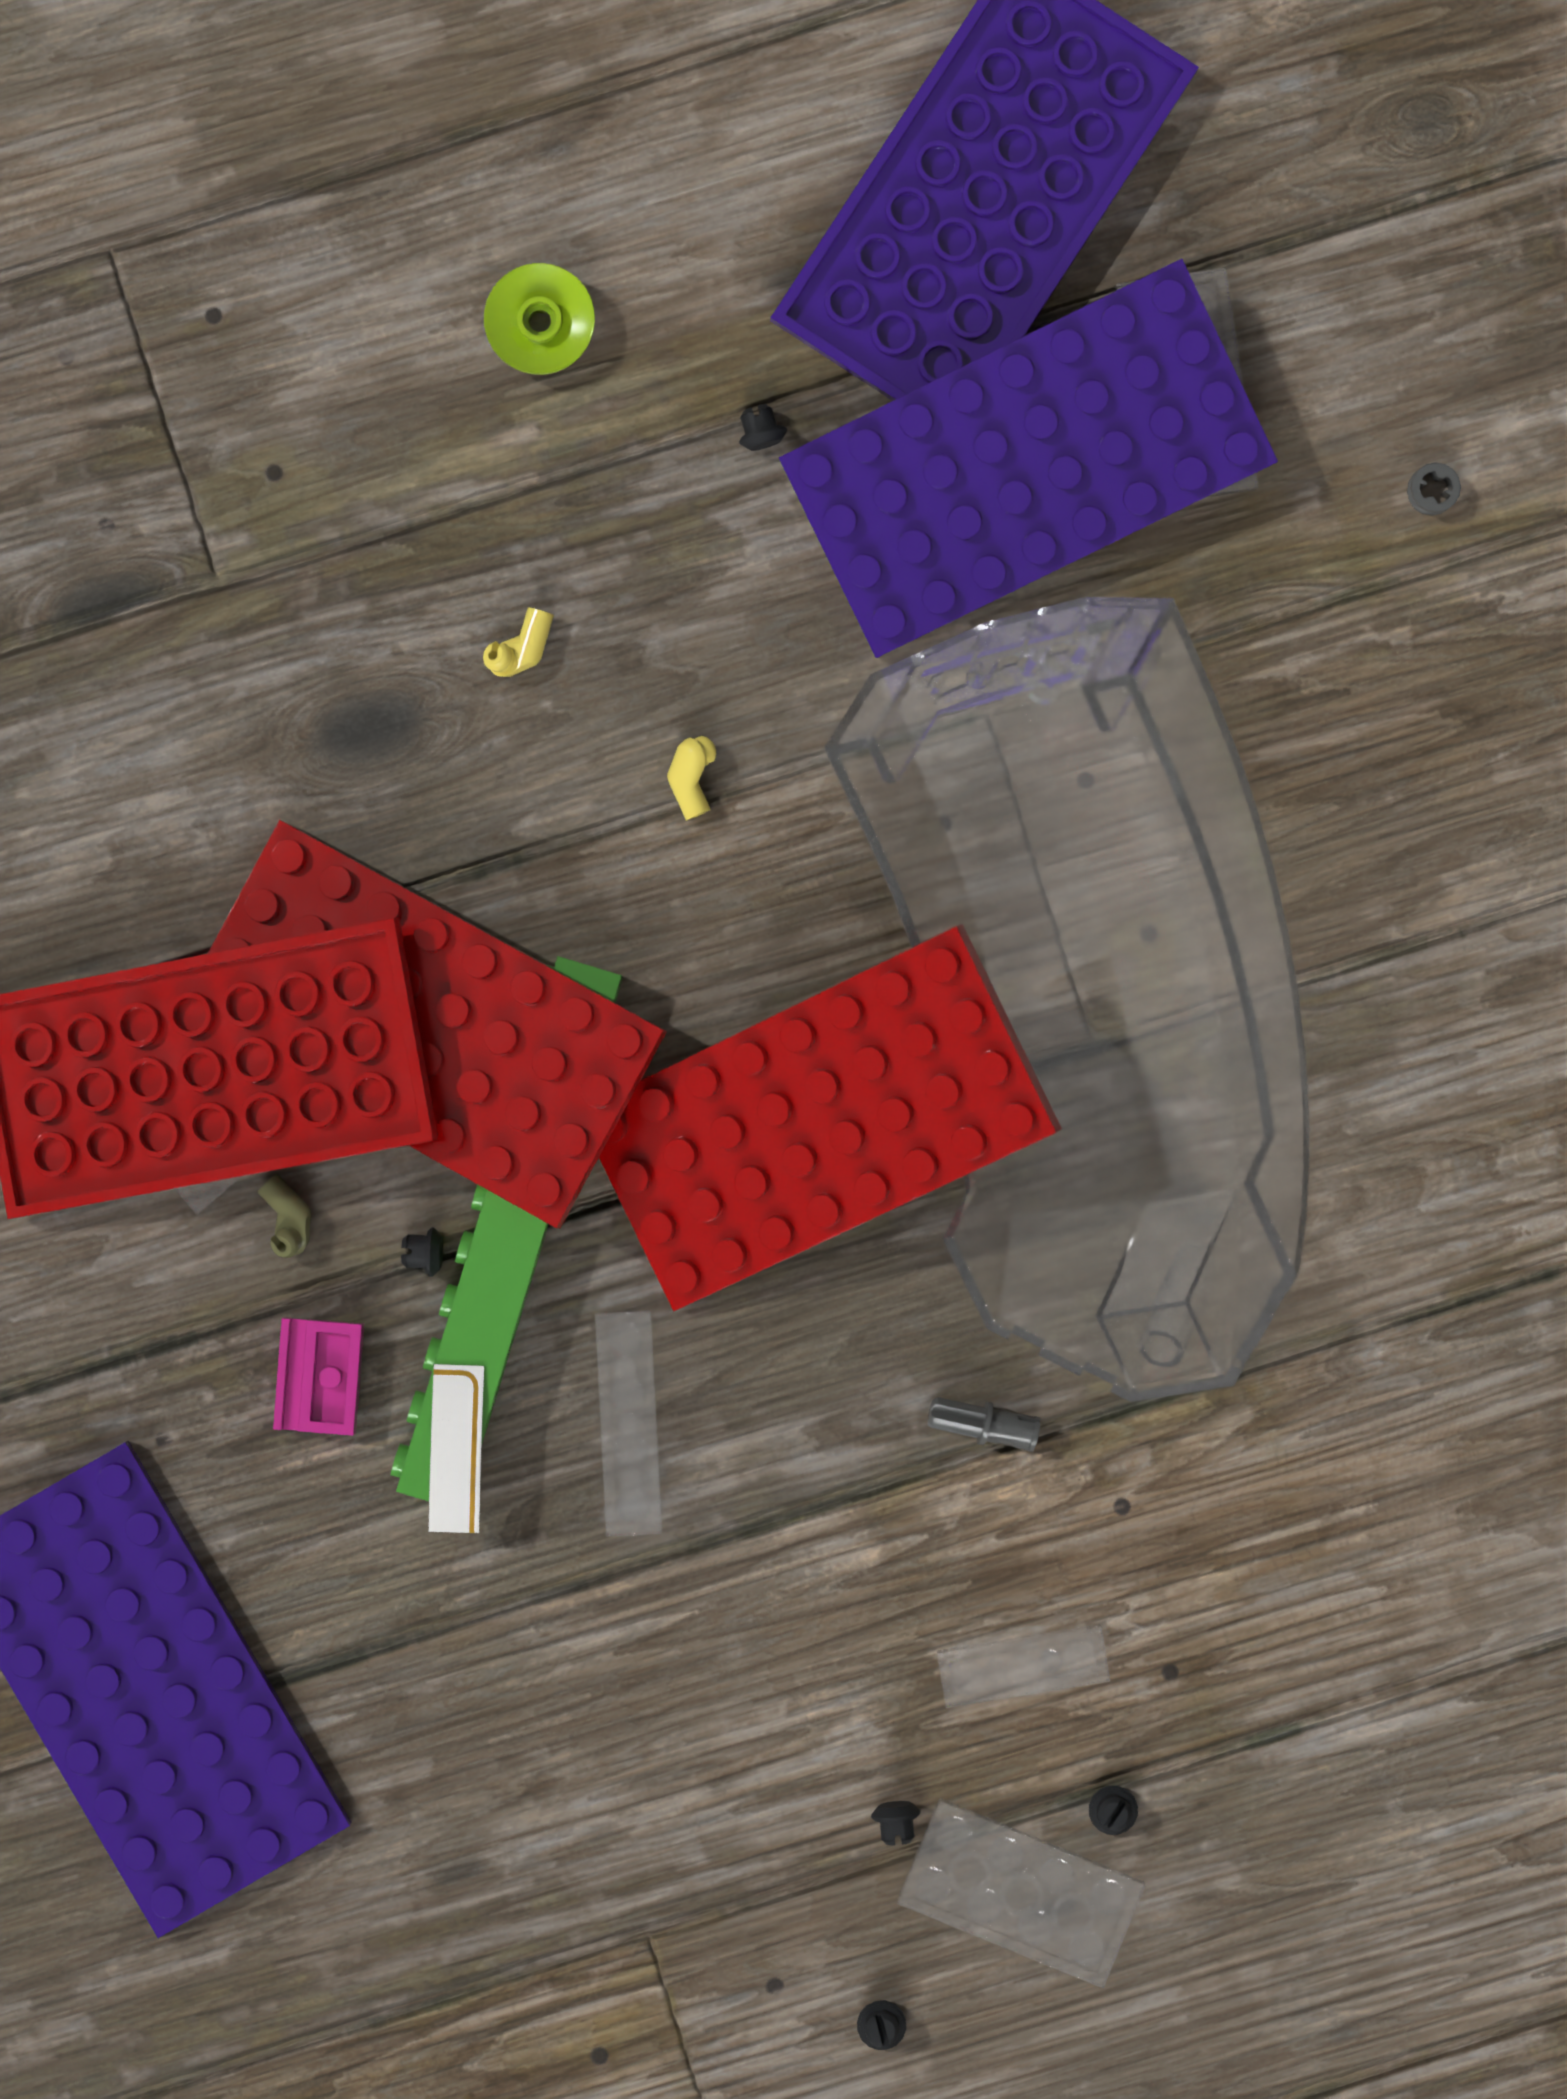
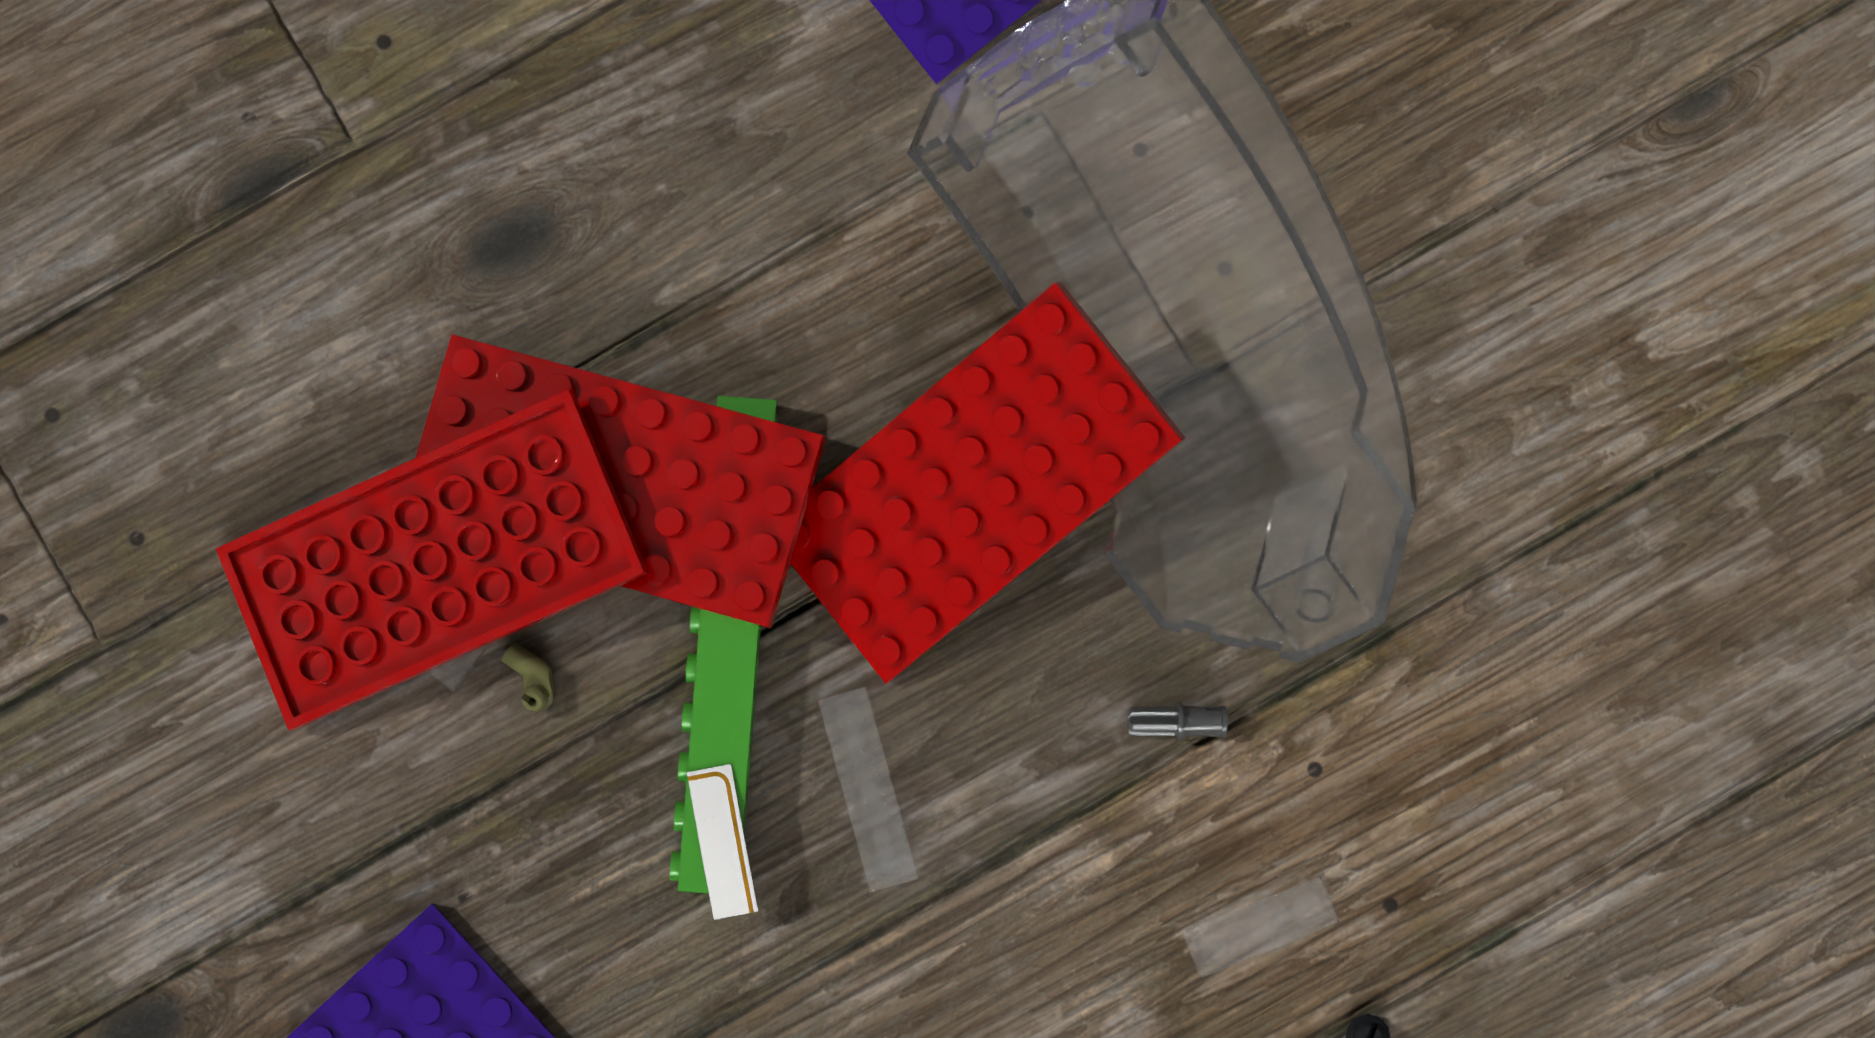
camera: 10 degrees left, 5 degrees down
(318, 1376) = (588, 808): dark pink plate -> none
(426, 1251) = (658, 680): black piece -> none
(522, 651) = (630, 145): light yellow arm -> none
(685, 774) = (793, 219): light yellow arm -> none

